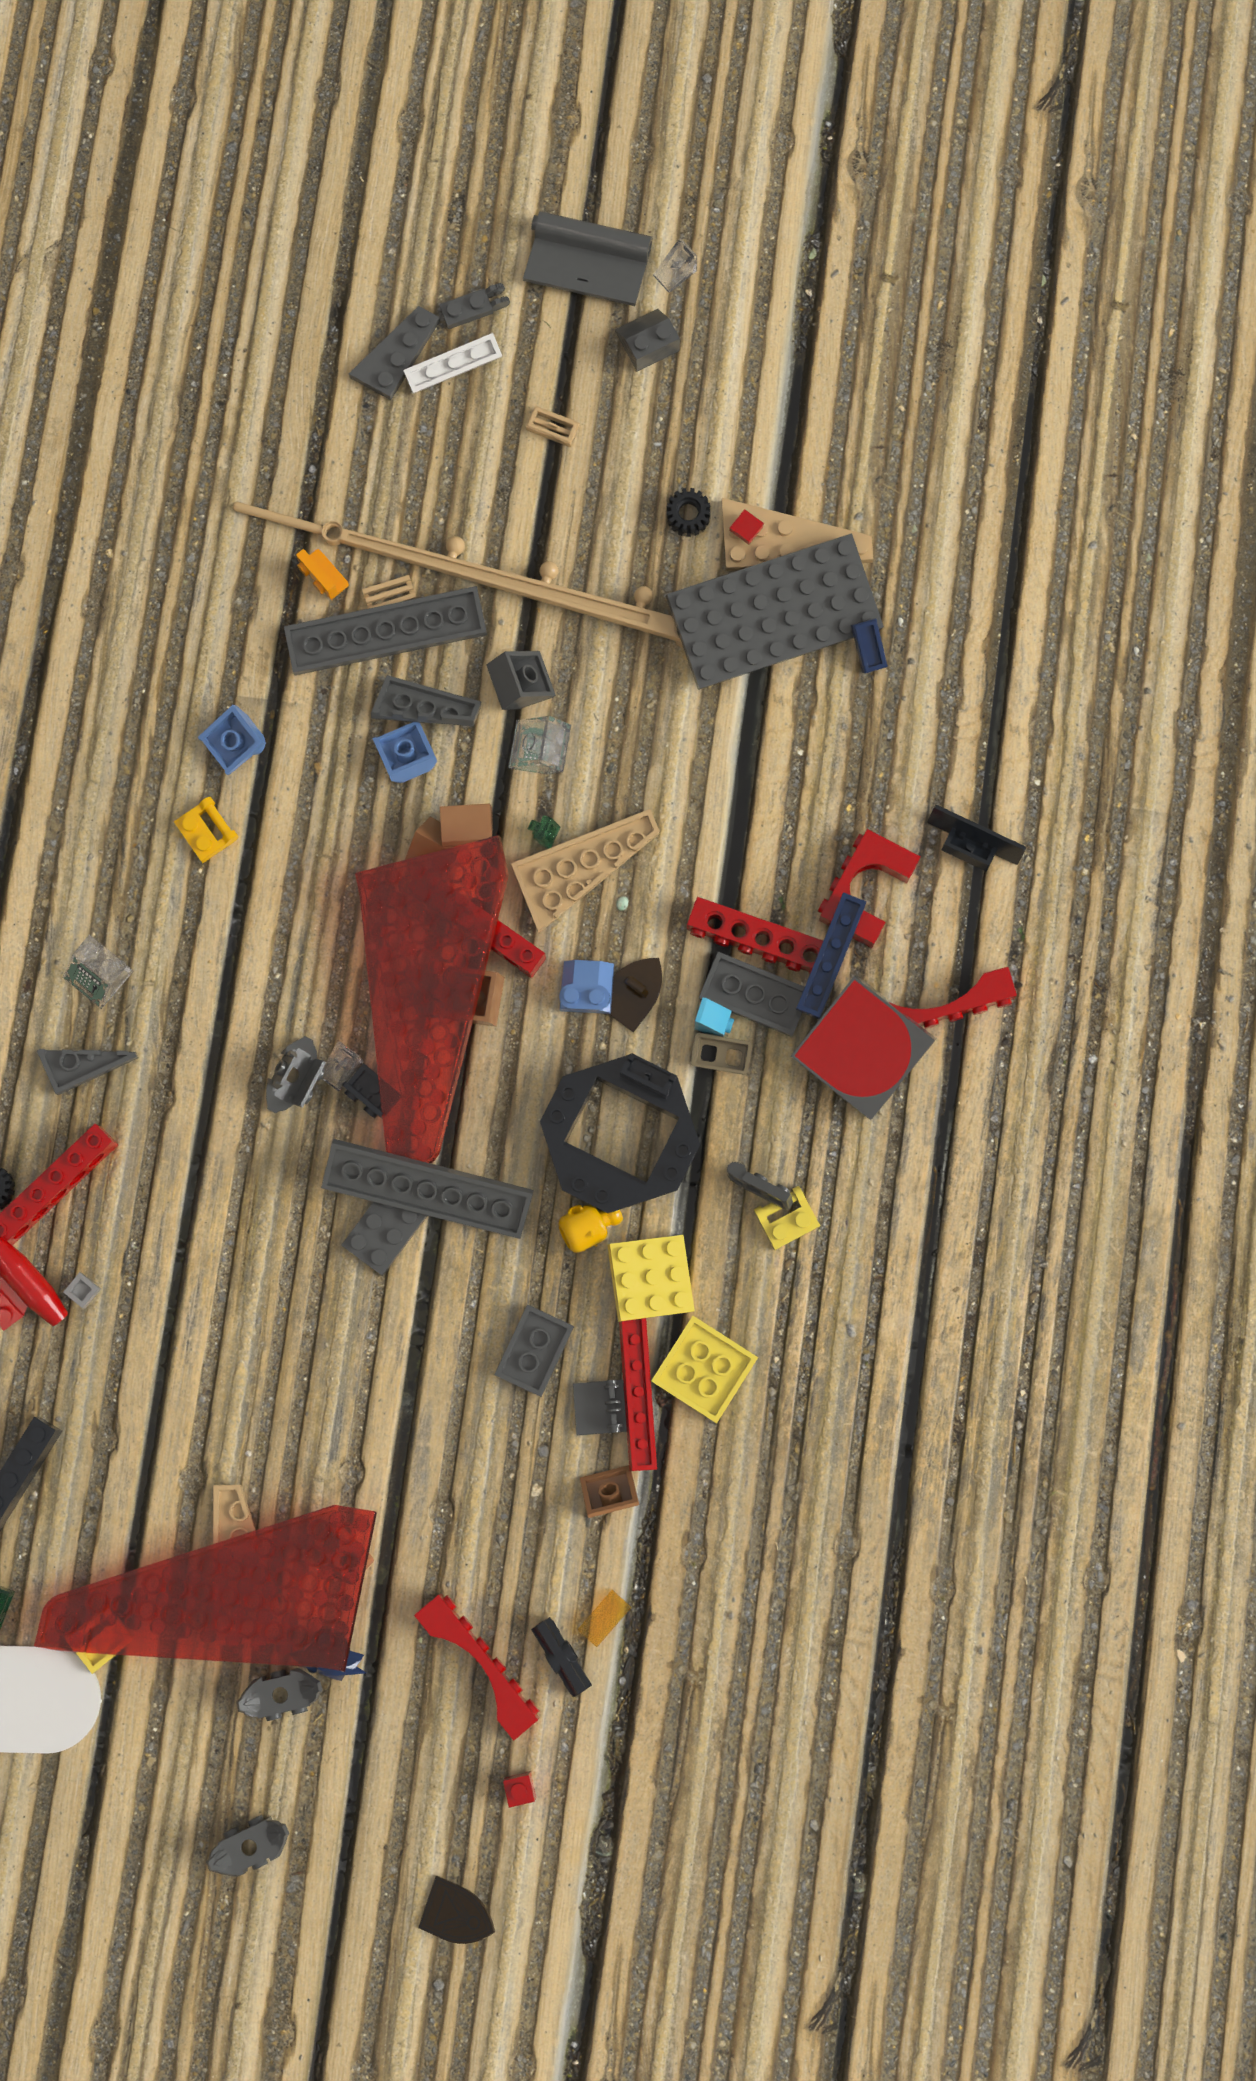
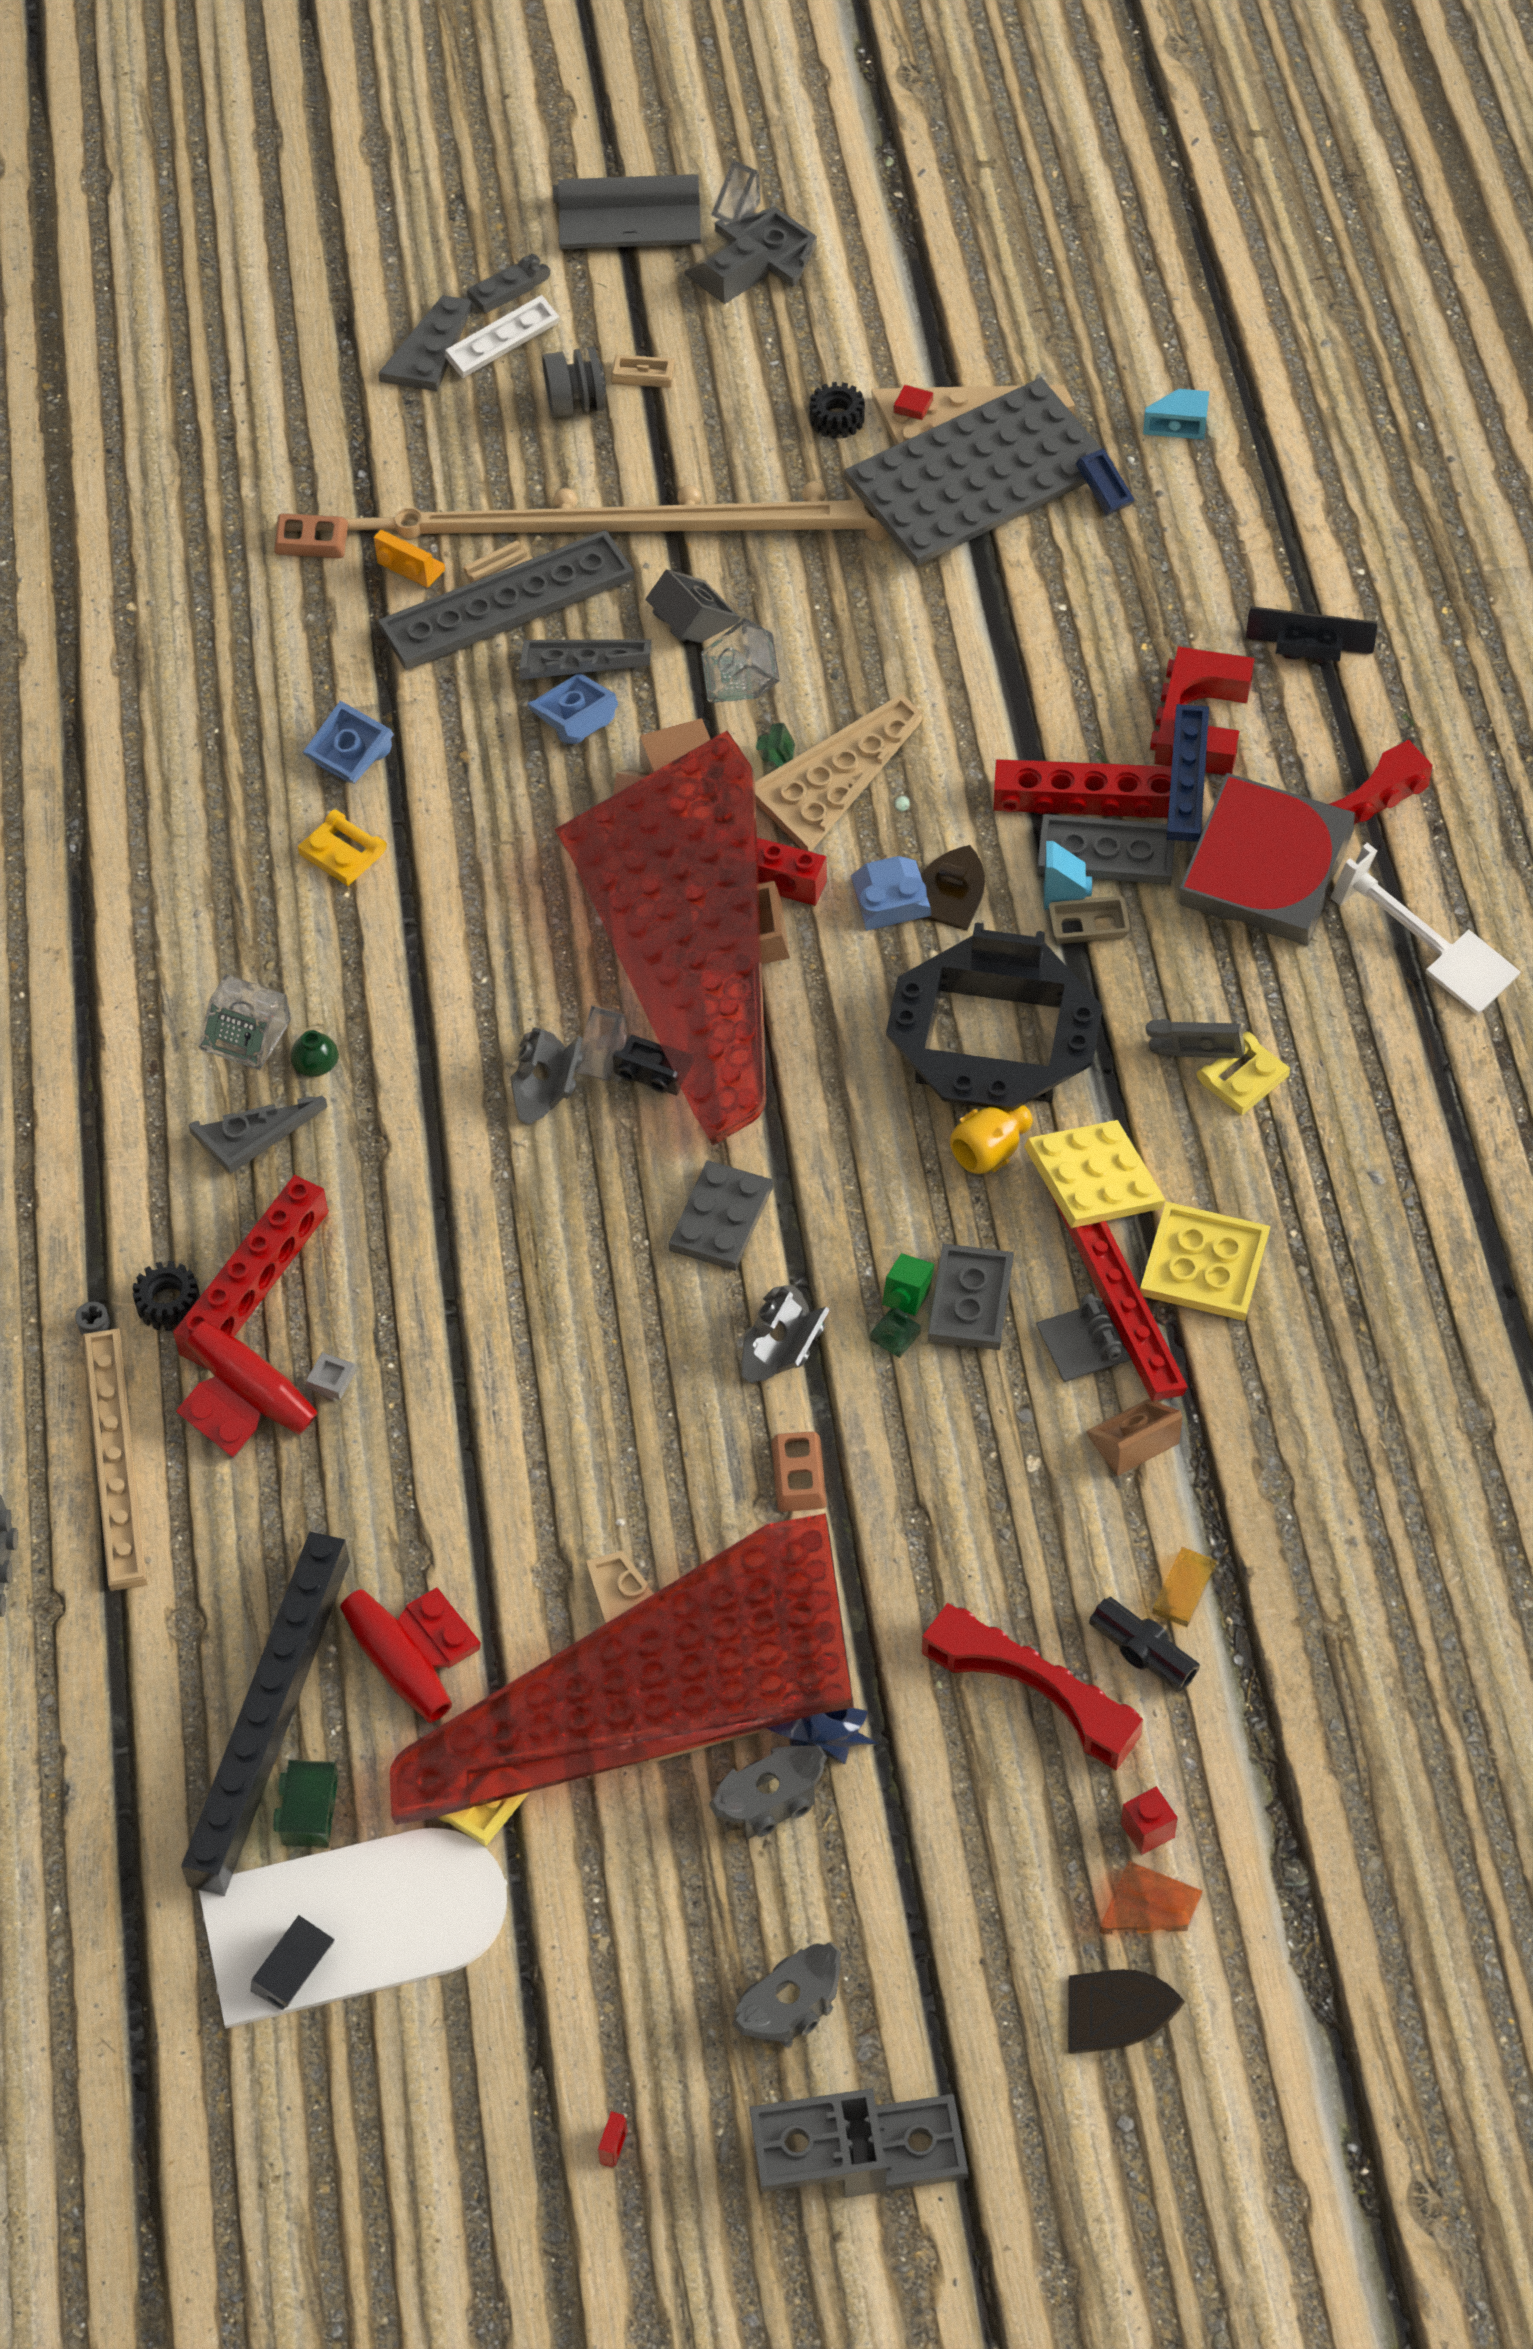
camera: 20 degrees left, 25 degrees down
(83, 1513) = (409, 1648): none -> red plate
(116, 1905) = (612, 2139): none -> red tile
(141, 1009) = (314, 1054): none -> dark green brick
(256, 516) = (307, 544): none -> nougat piece
(262, 1962) = (858, 2143): none -> dark grey bracket
(381, 1355) = (765, 1356): none -> dark grey piece
(385, 1453) = (799, 1499): none -> nougat piece
(426, 1188) = (764, 1138): dark grey plate -> none
(475, 1361) = (895, 1332): none -> clear green tile
(490, 434) = (573, 382): none -> dark grey wheel
(492, 1332) = (908, 1284): none -> green brick
(503, 1842) = (1150, 1902): none -> clear orange wing
(693, 319) = (786, 240): none -> dark grey wing
(950, 593) = (1178, 415): none -> medium azure slope
(980, 1175) = (1464, 969): none -> white piece

